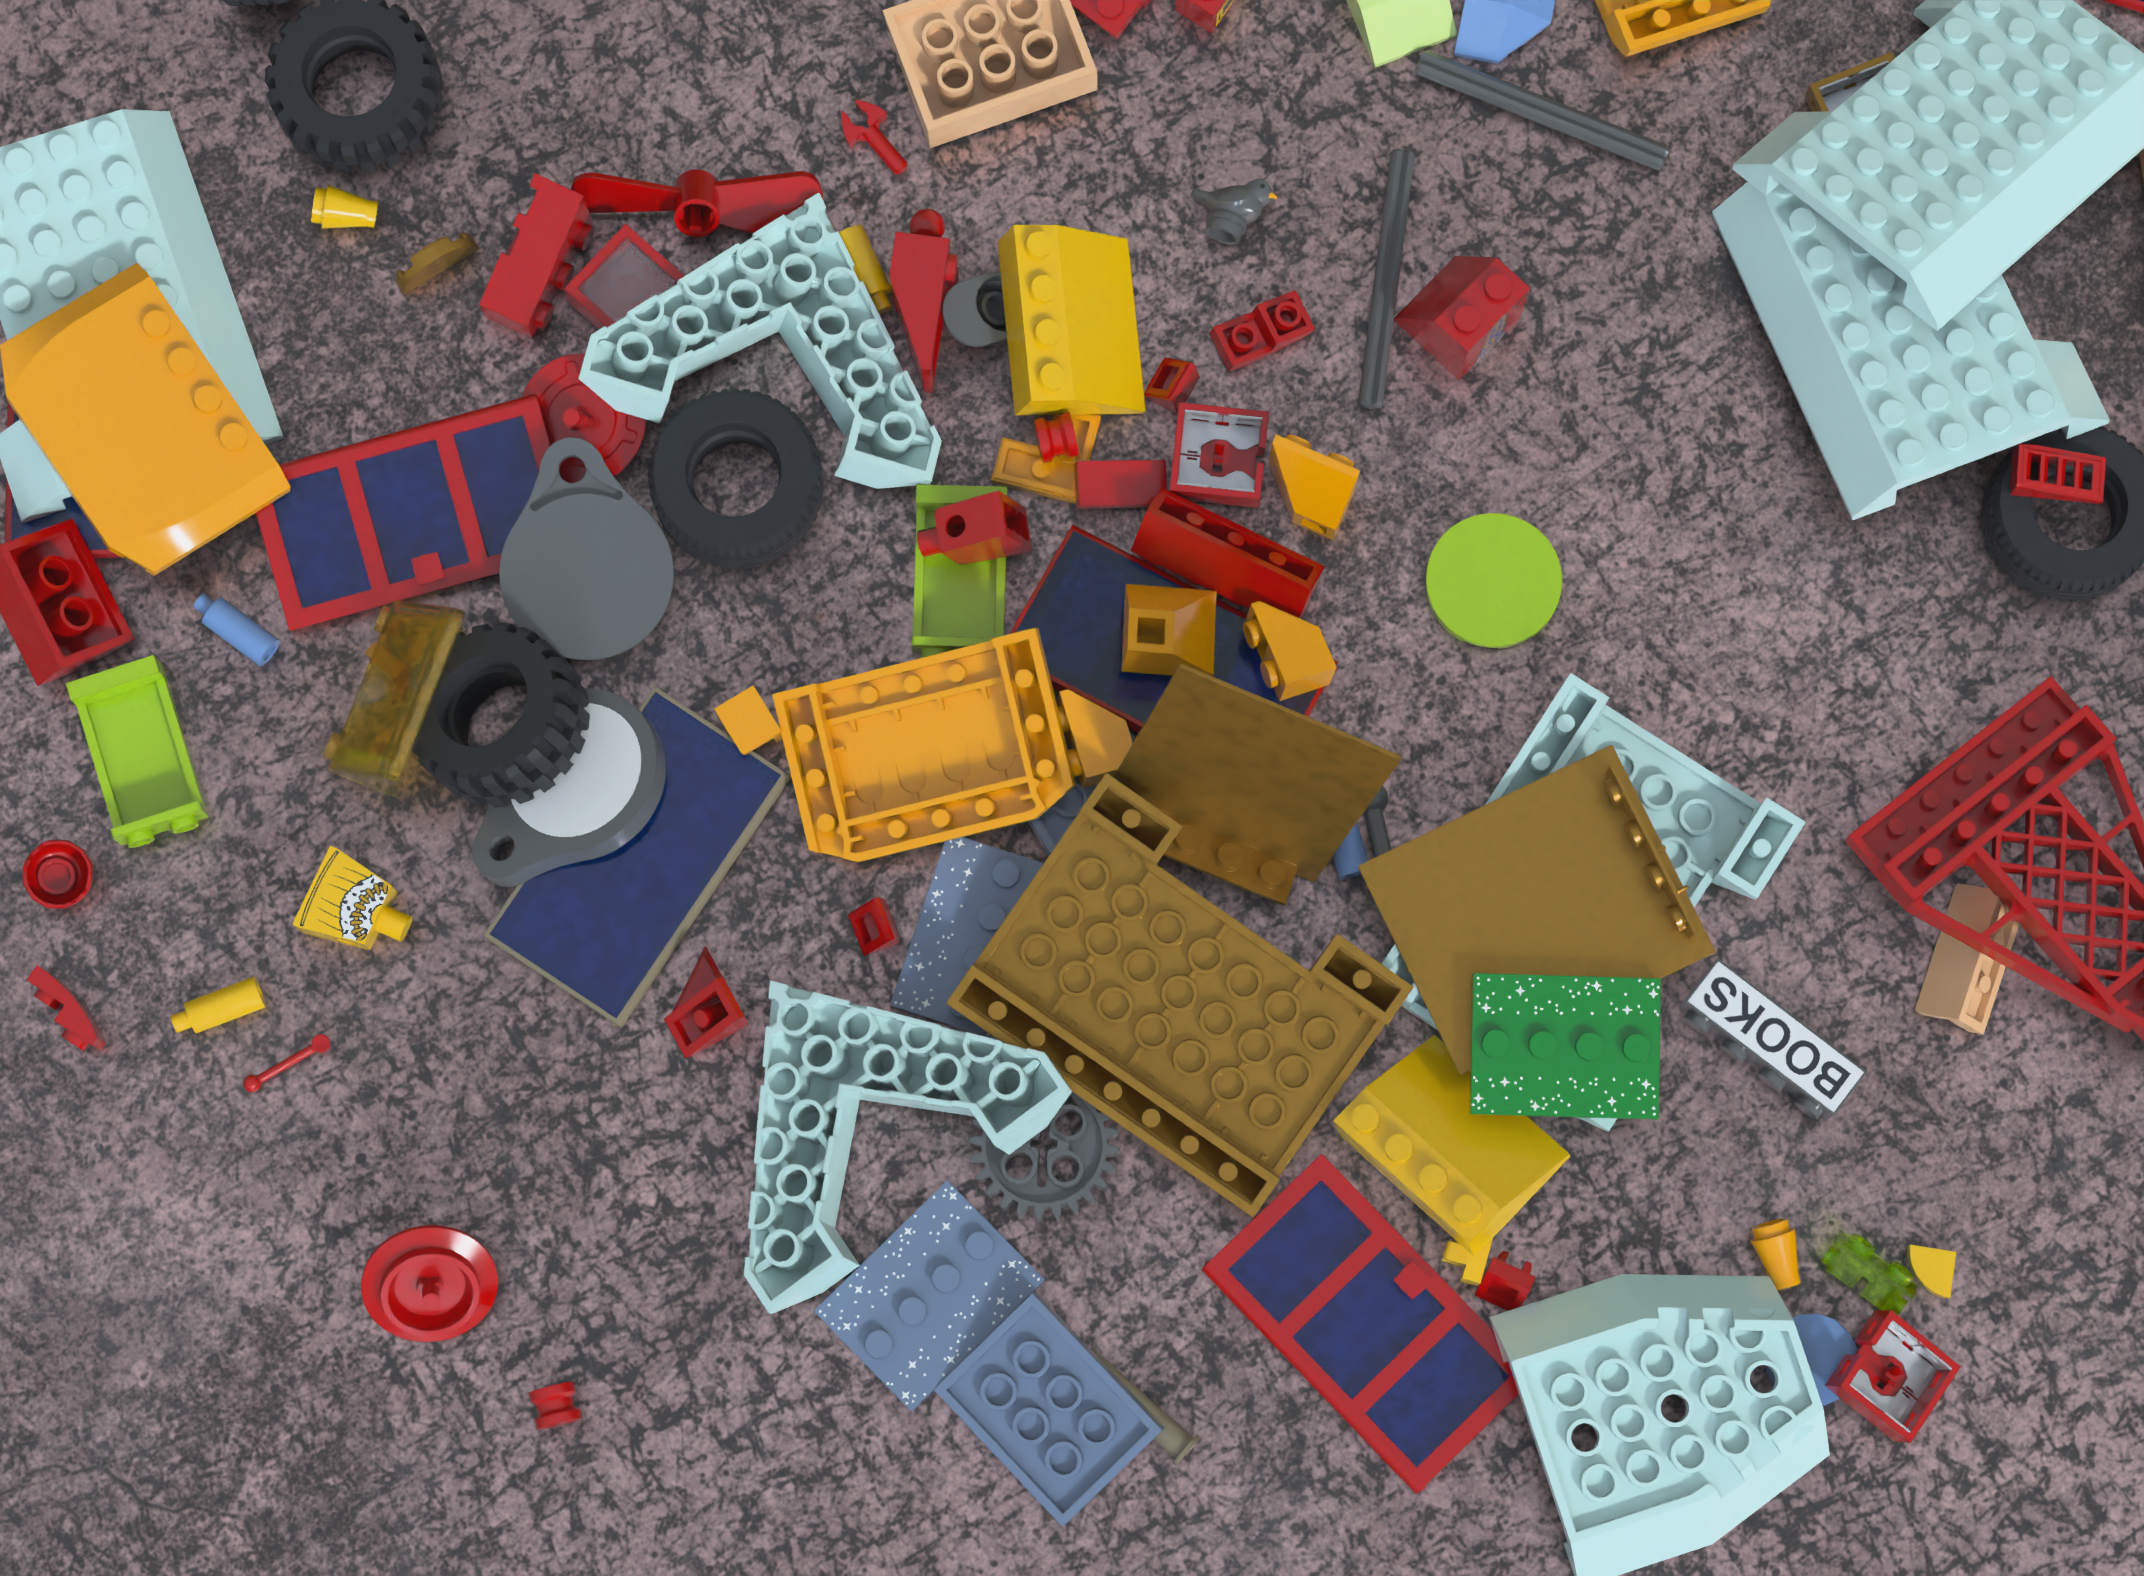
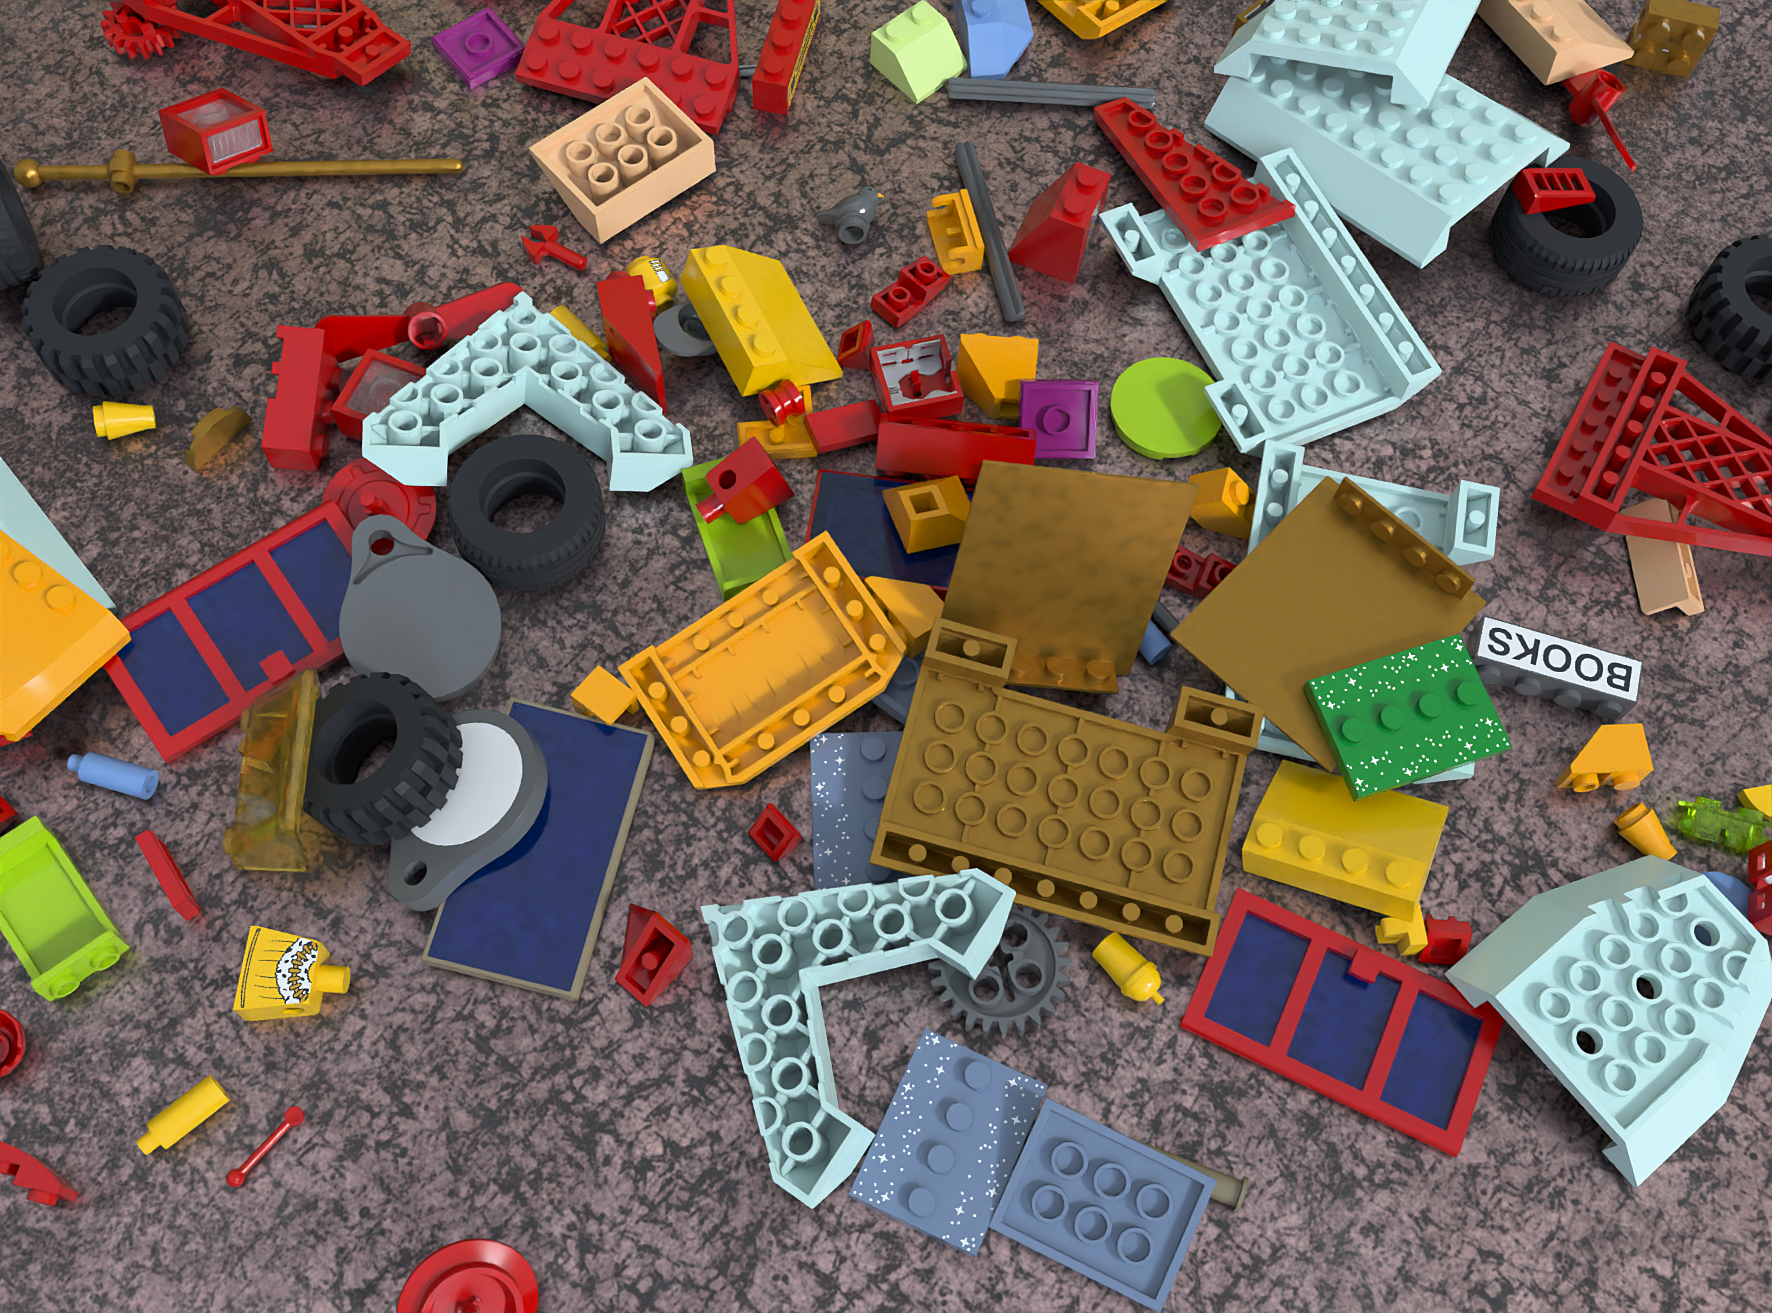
camera: 25 degrees left, 15 degrees down
(264, 758) = (168, 874): none -> red tile
(969, 228) = (656, 277): none -> yellow head
(1172, 1197) = (1129, 969): none -> yellow piece
(1342, 273) = (955, 233): none -> light orange hinge
(1359, 559) = (1061, 414): none -> magenta tile
(1433, 789) = (1197, 574): none -> red slope
(1494, 720) = (1223, 503): none -> light orange slope
(1645, 306) = (1189, 181): none -> red wing
(1669, 496) = (1282, 315): none -> light aqua slope
(1781, 1158) = (1609, 757): none -> light orange slope

